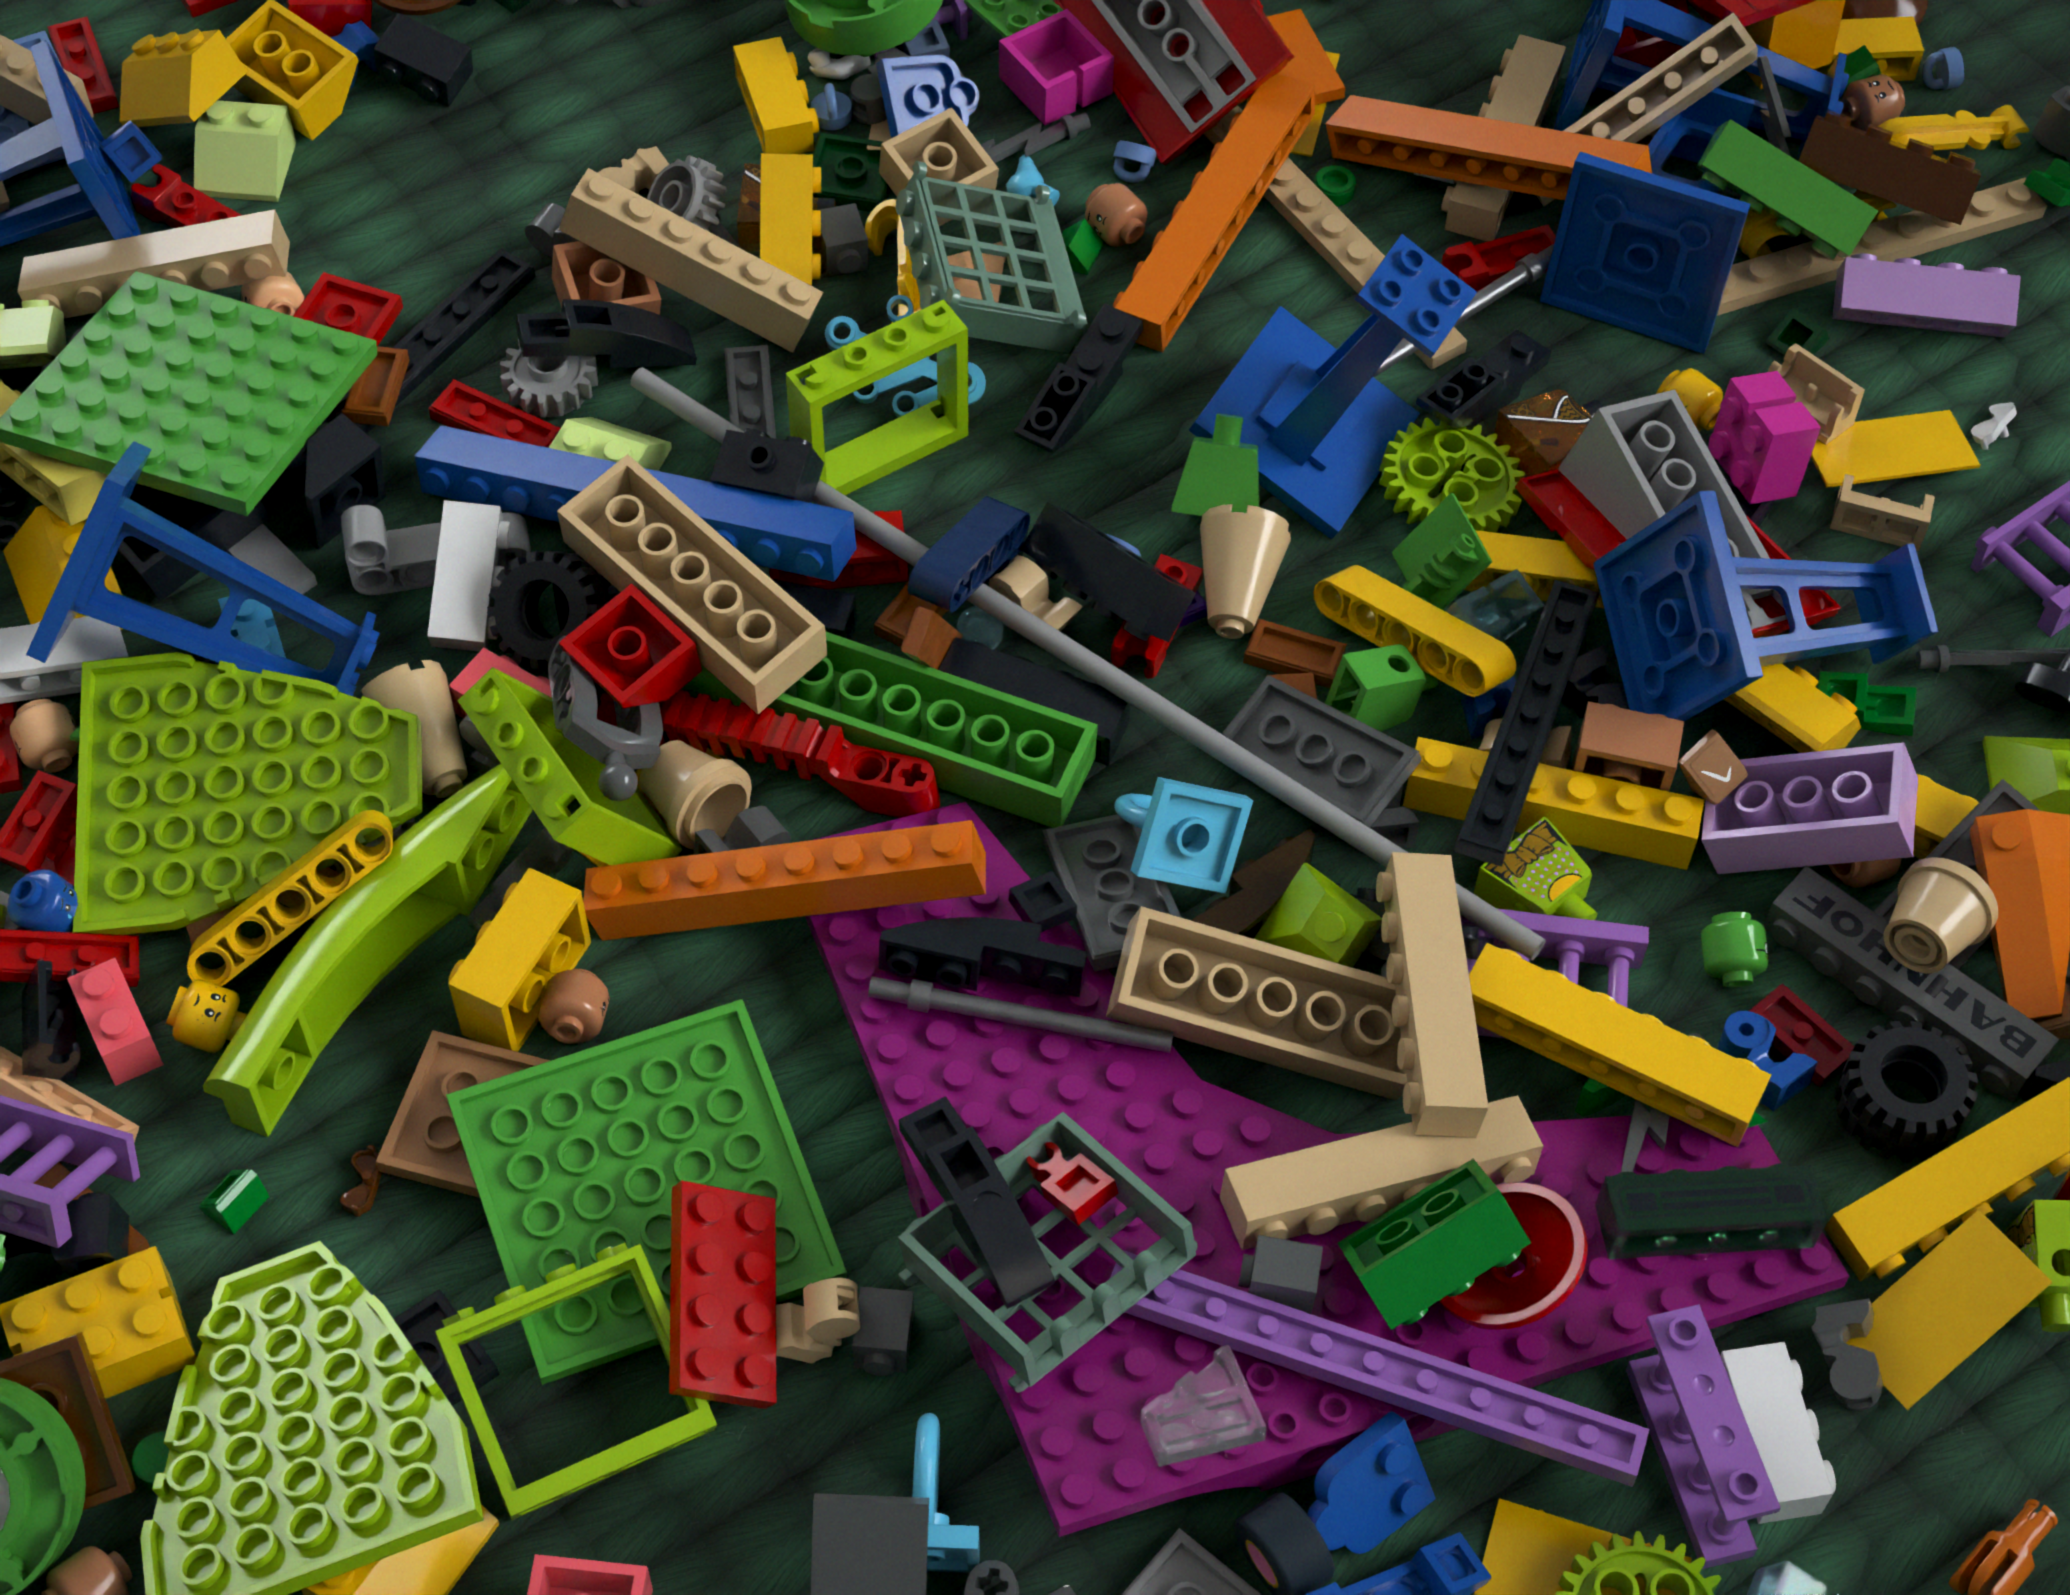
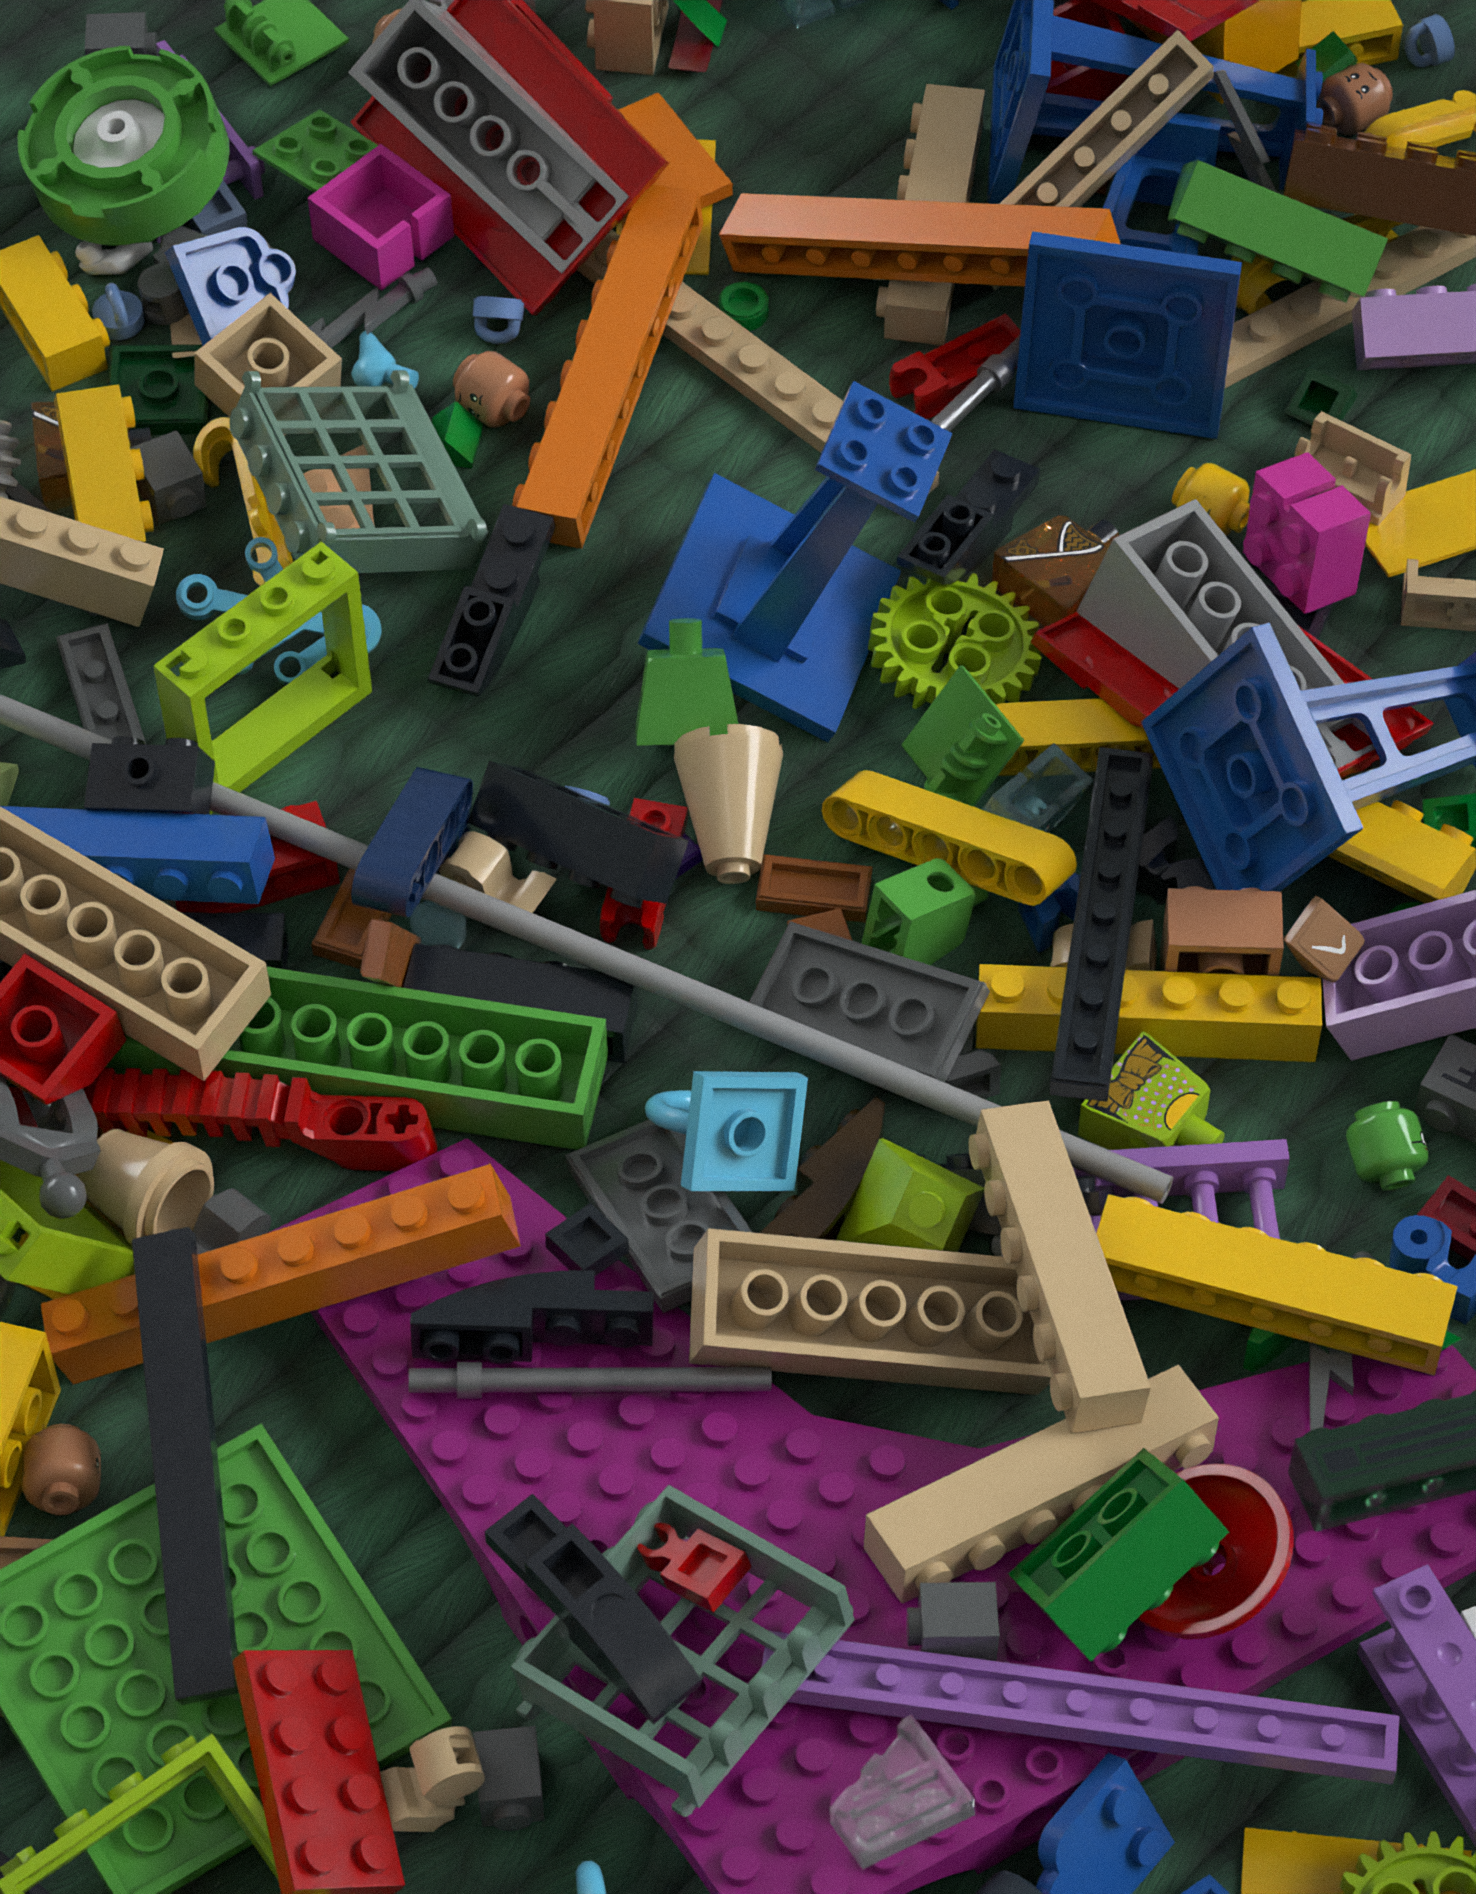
camera: 10 degrees left, 0 degrees up
(670, 1021) = (185, 1466): none -> black tile

